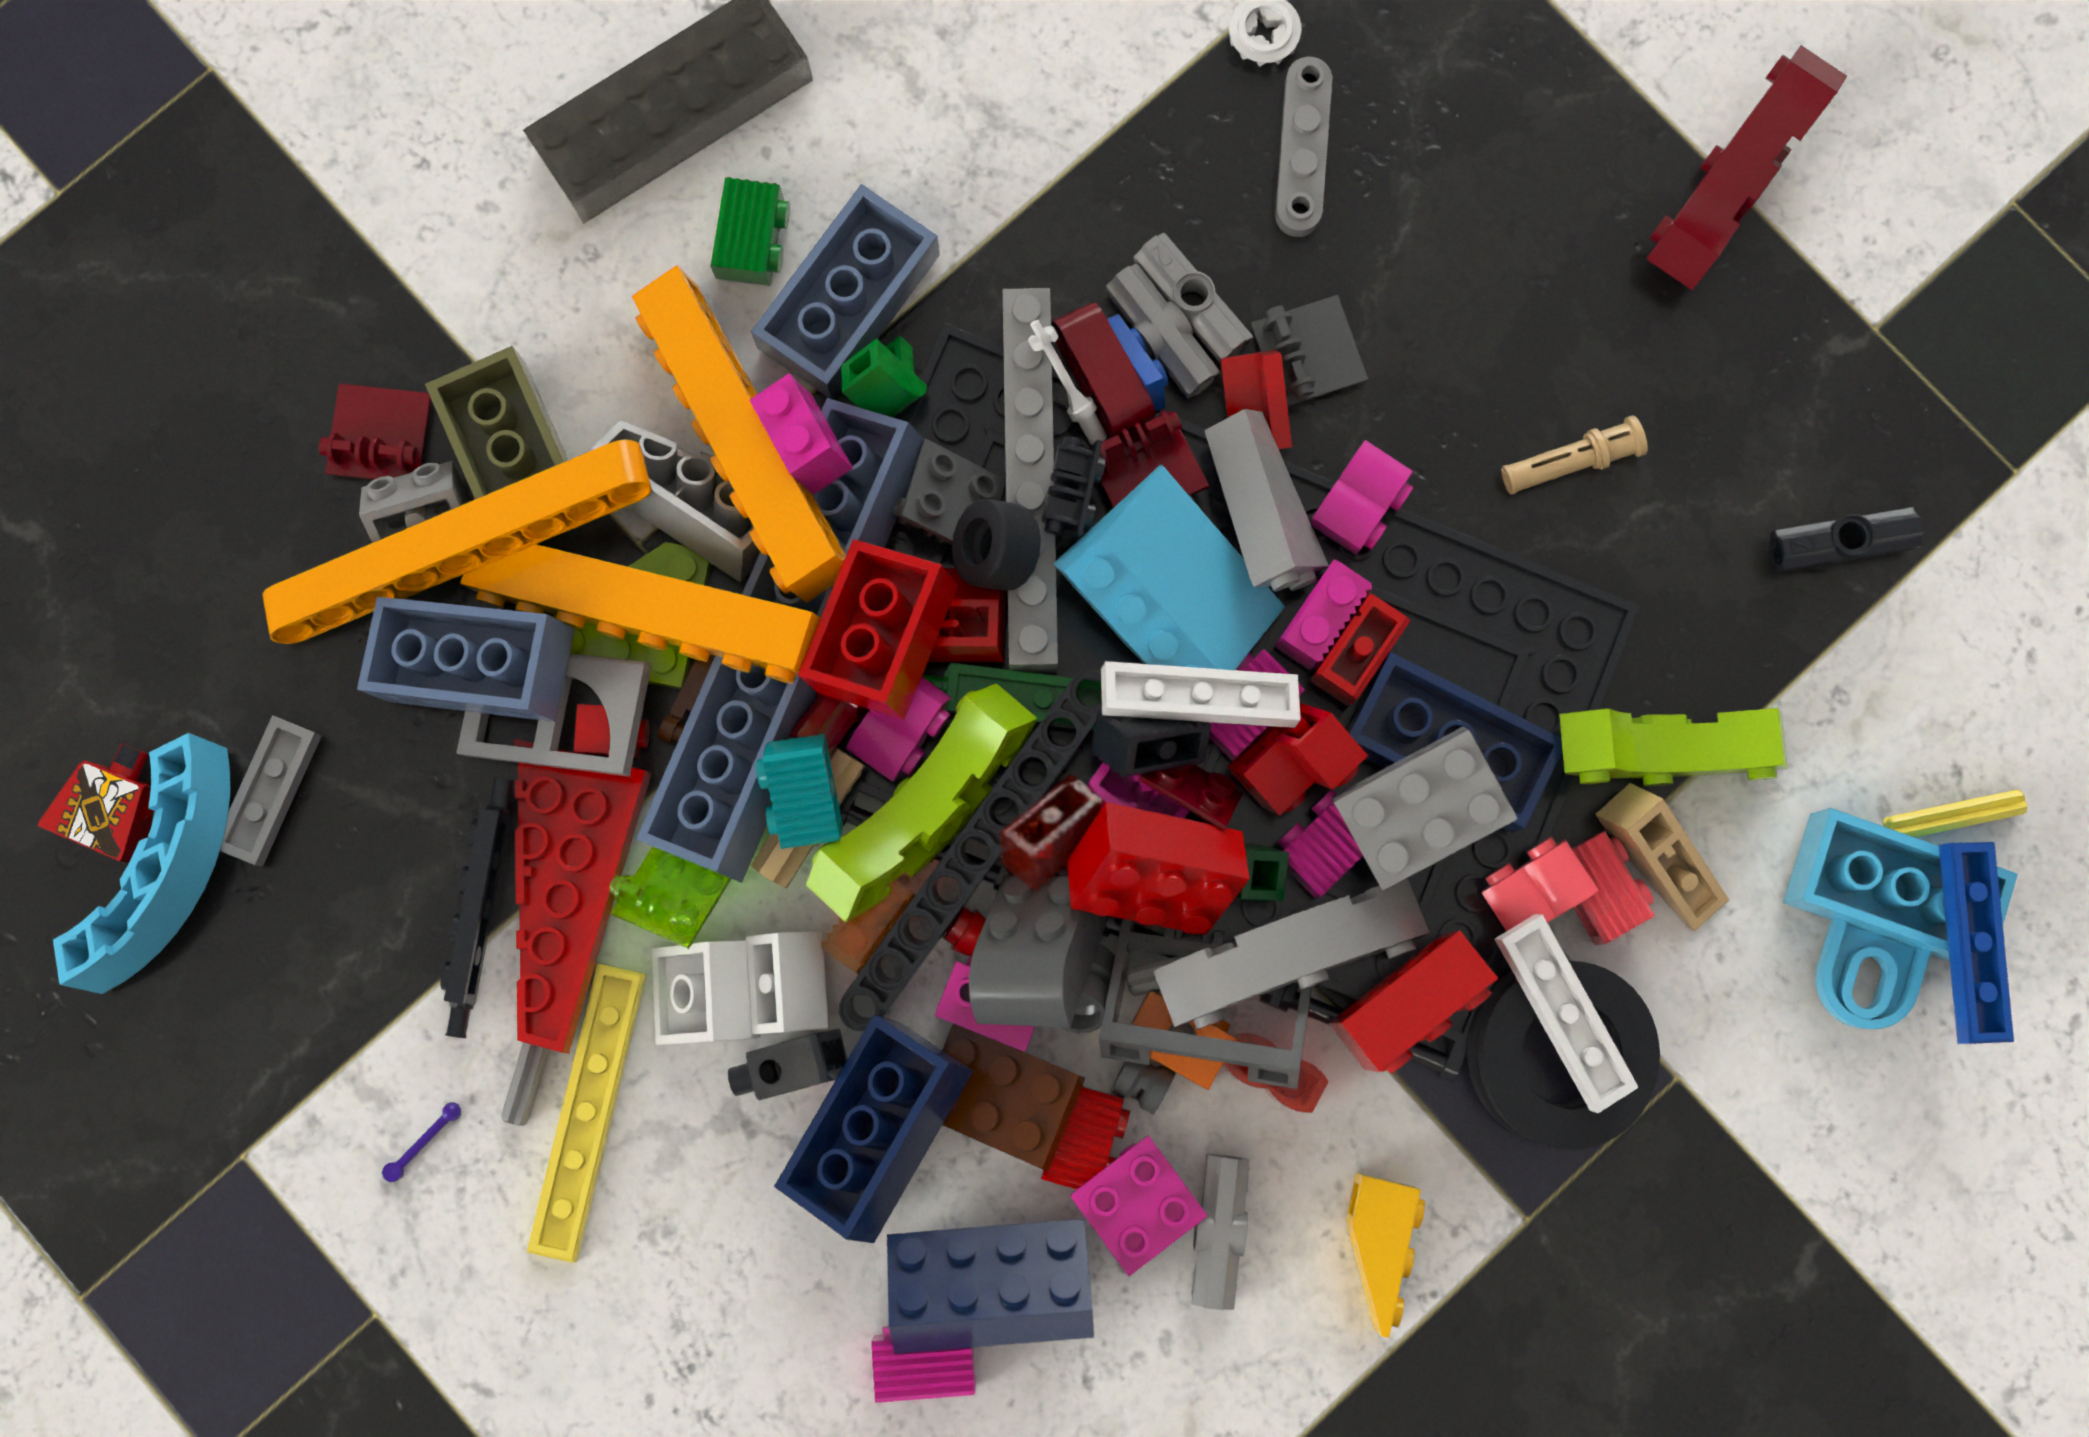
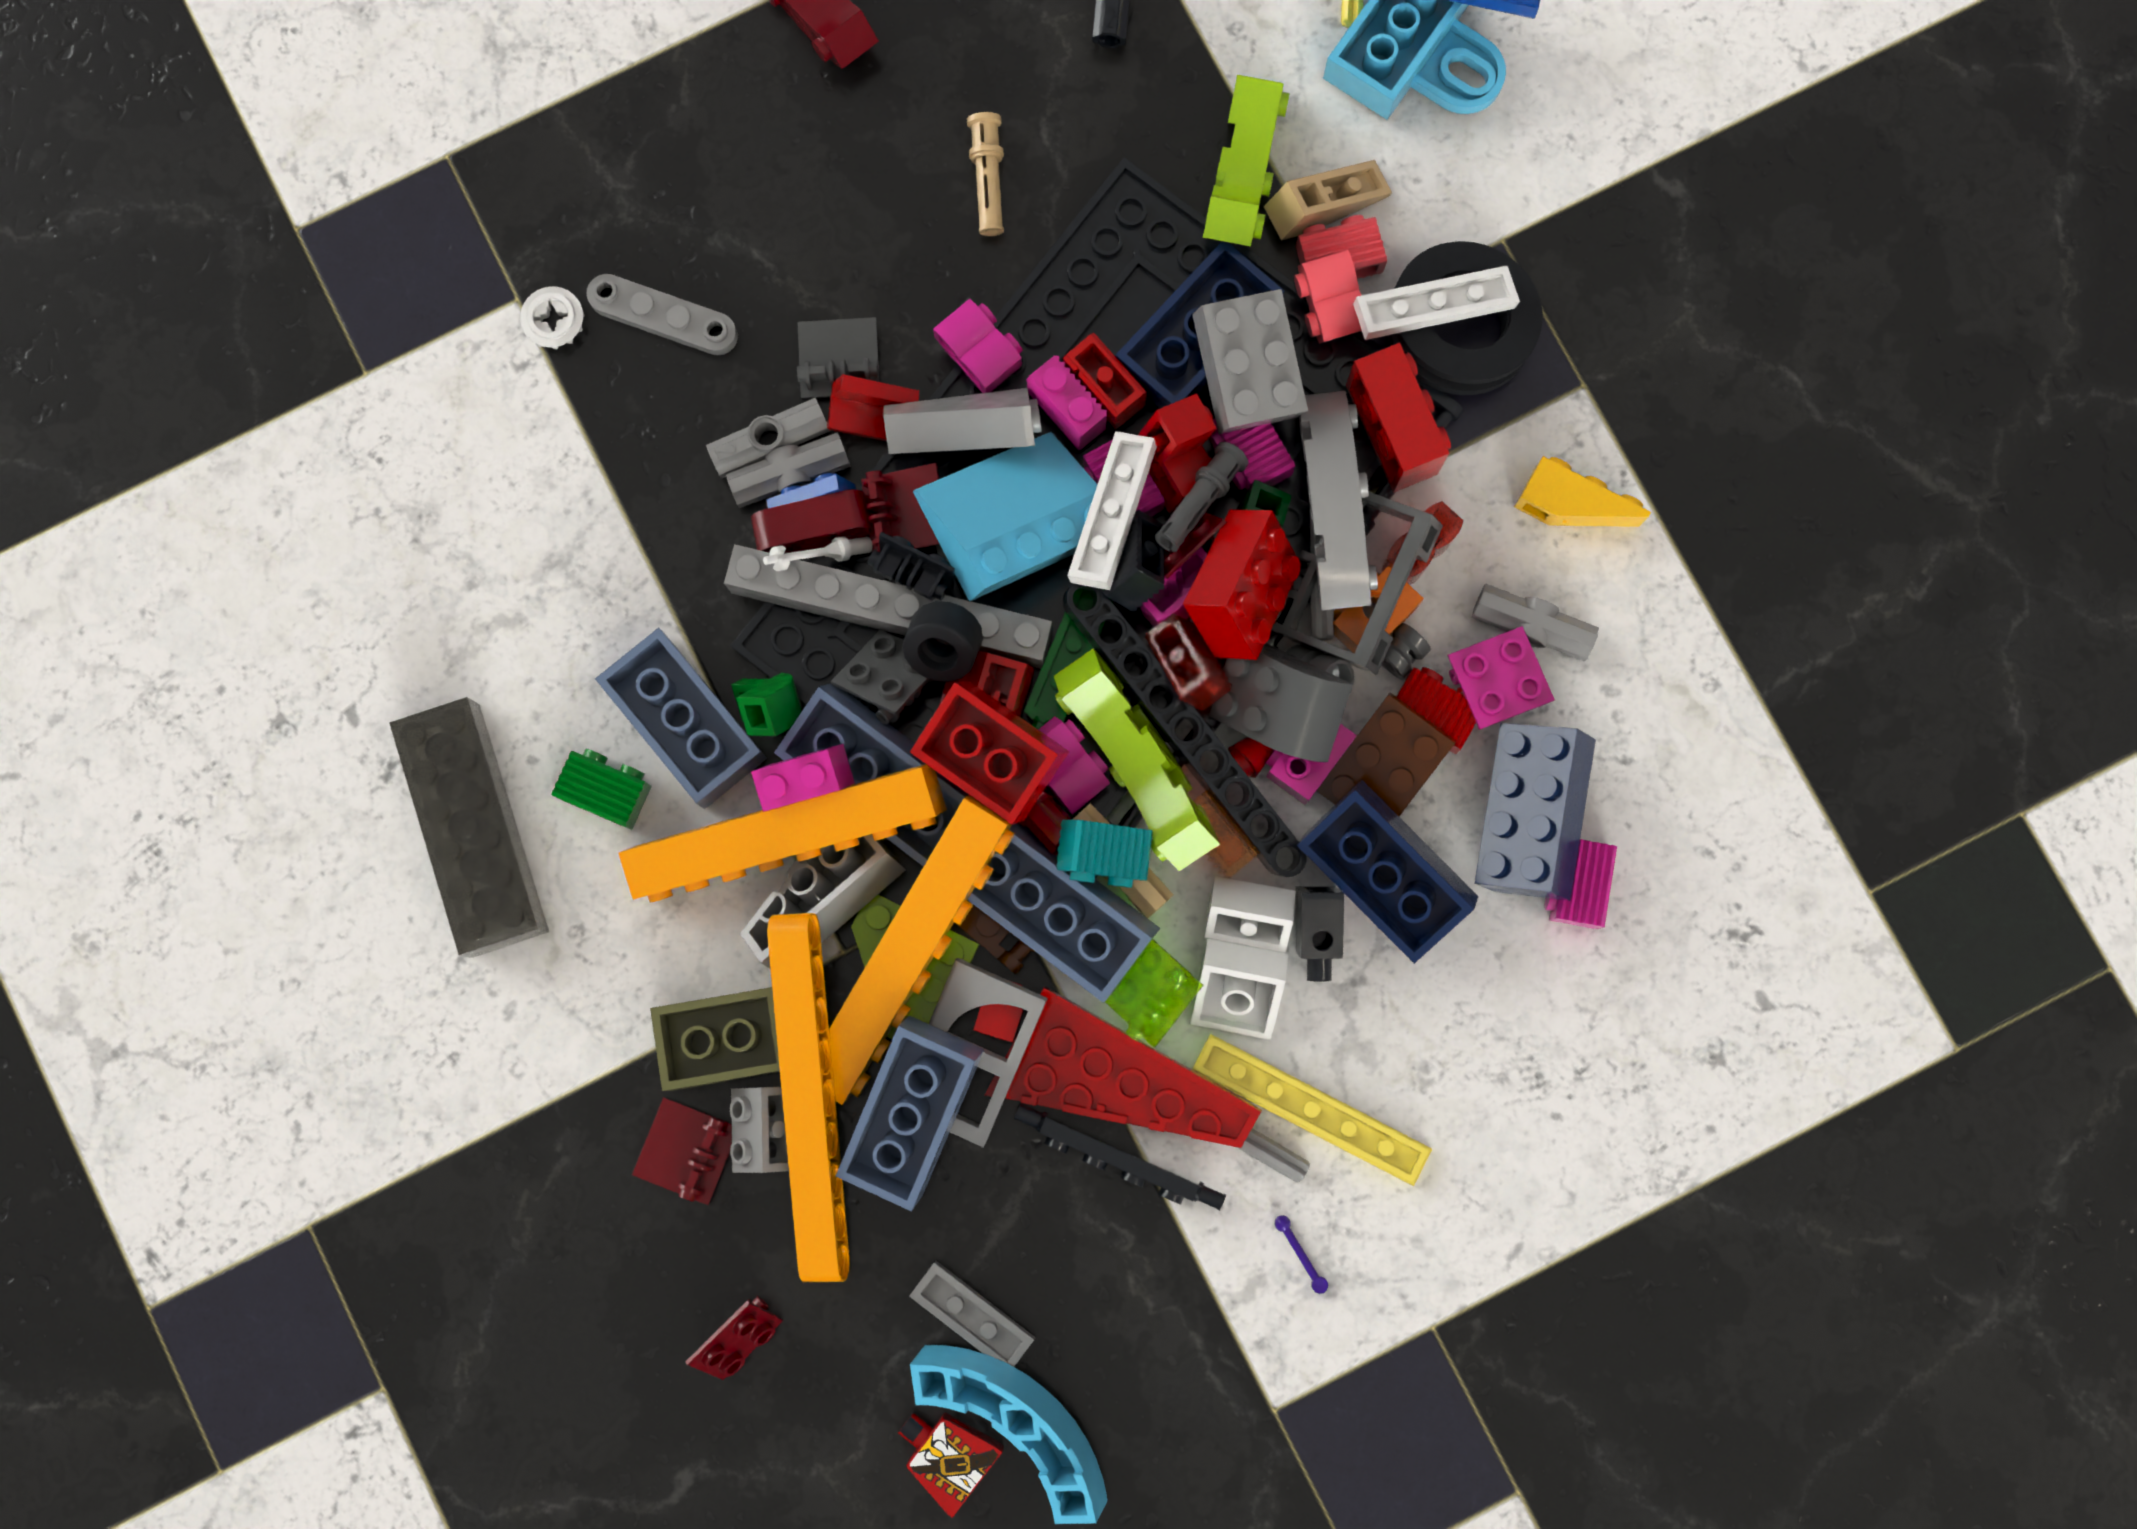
camera: 70 degrees left, 0 degrees up
(182, 540) = (735, 1339): none -> dark red hinge
(1266, 801) = (1211, 483): none -> dark grey pin

